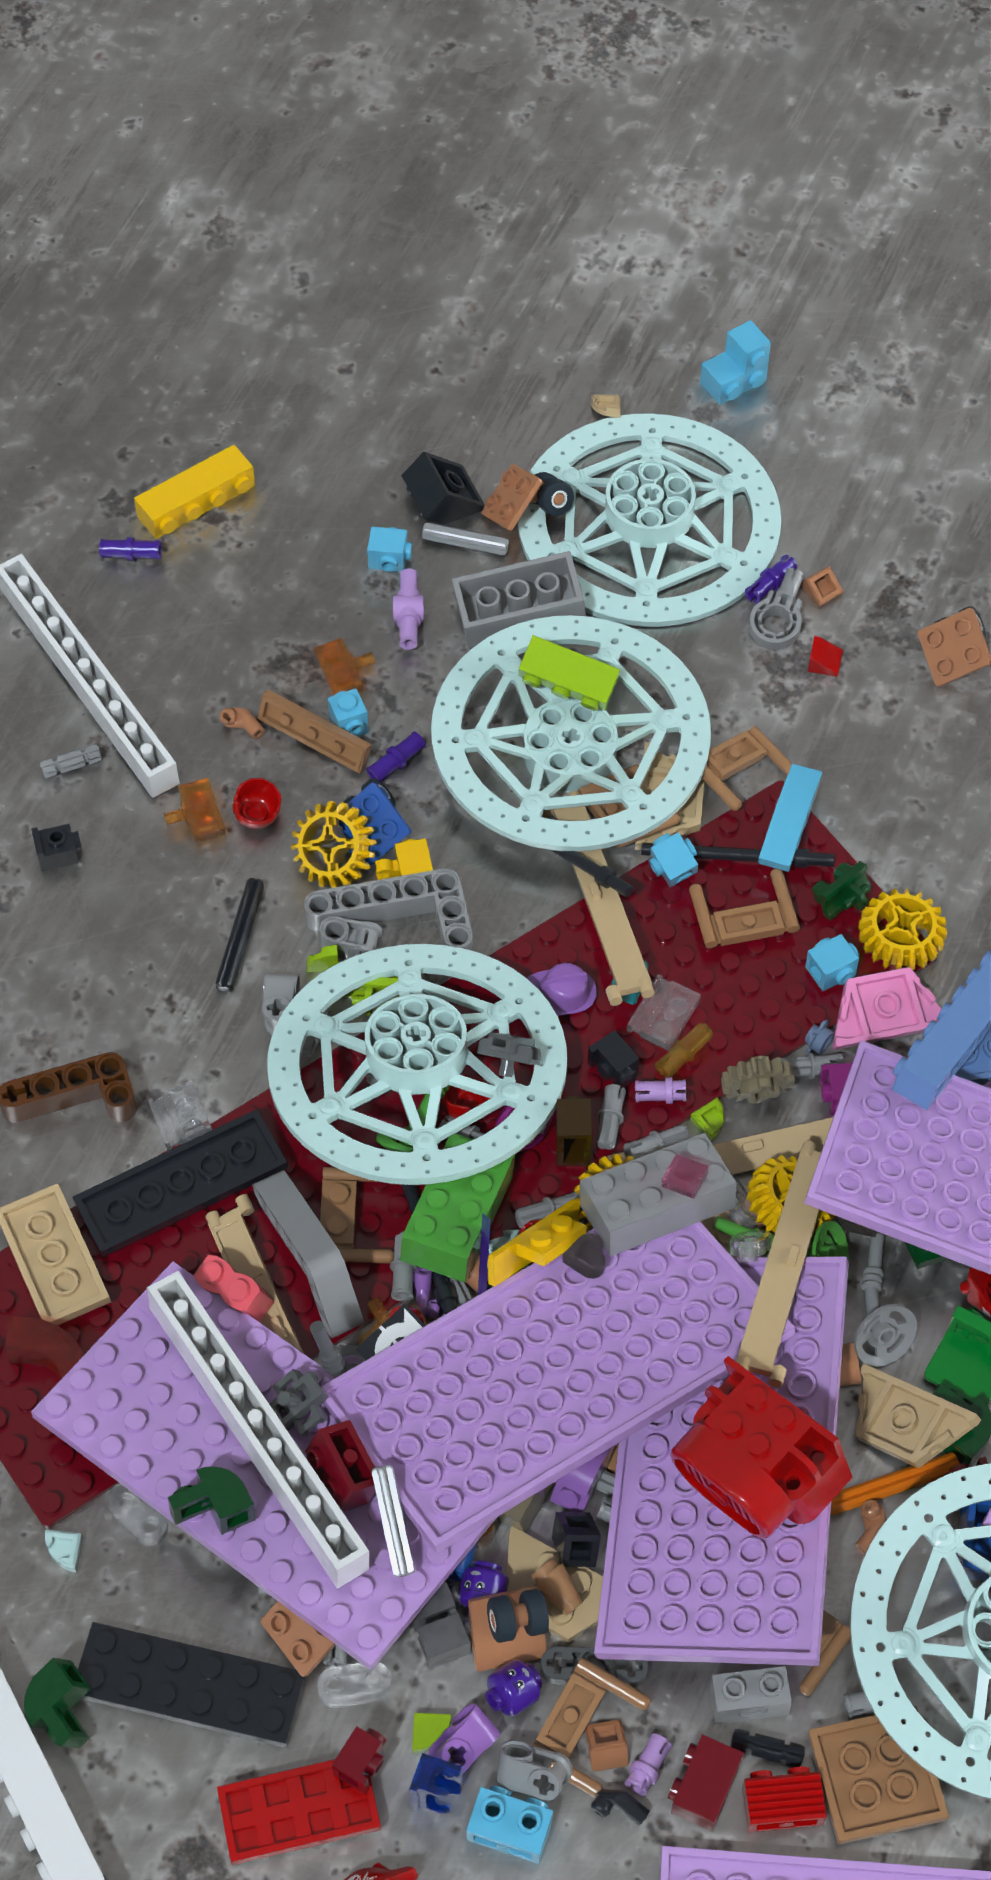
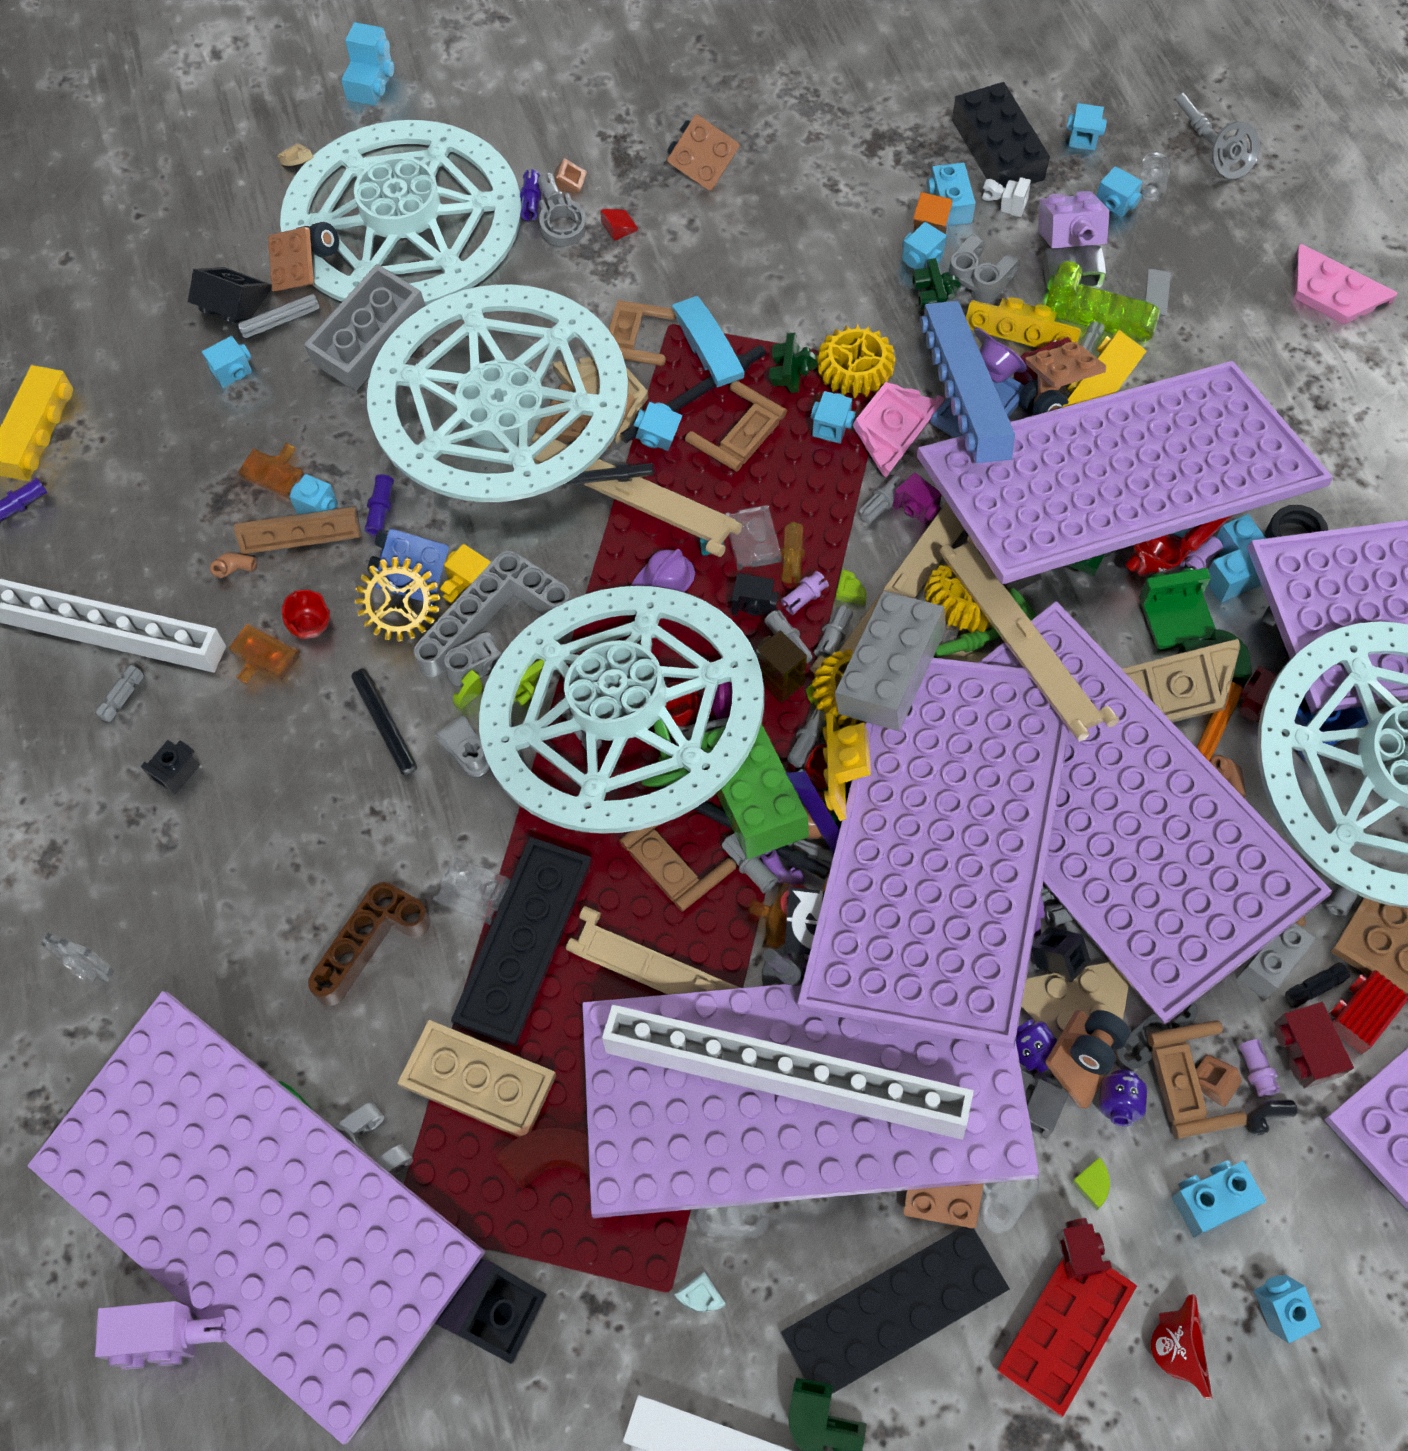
camera: 40 degrees left, 5 degrees up
(216, 1491) = (811, 1146): dark green brick -> none
(234, 1287) = (655, 982): coral brick -> none
(294, 1404) = (793, 1029): dark grey piece -> none
(313, 1252) = (676, 901): light grey beam -> none
(342, 1465) = (880, 1041): dark red brick -> none
(393, 1520) = (958, 1051): axle -> none
(408, 609) = (285, 393): lavender pin -> none
(434, 1779) = (1143, 1221): clear blue hinge -> none
(466, 1736) = (1132, 1166): medium lavender piece -> none
(510, 1049) = (692, 643): dark grey piece -> none
(527, 1770) = (1195, 1146): light grey piece -> none
(557, 1586) = (1085, 997): medium nougat cone -> none
(568, 673) = (461, 348): lime brick -> none
(586, 1256) = (886, 744): clear smoke tile -> none
(684, 1176) = (909, 628): clear pink tile -> none
(750, 1245) = (981, 646): clear plate -> none
(757, 1079) = (864, 532): dark tan gear -> none
(760, 1455) = (1154, 781): red brick -> none
(819, 1038) = (870, 476): sand blue plate -> none
(878, 1327) = (1108, 637): light grey dish -> none

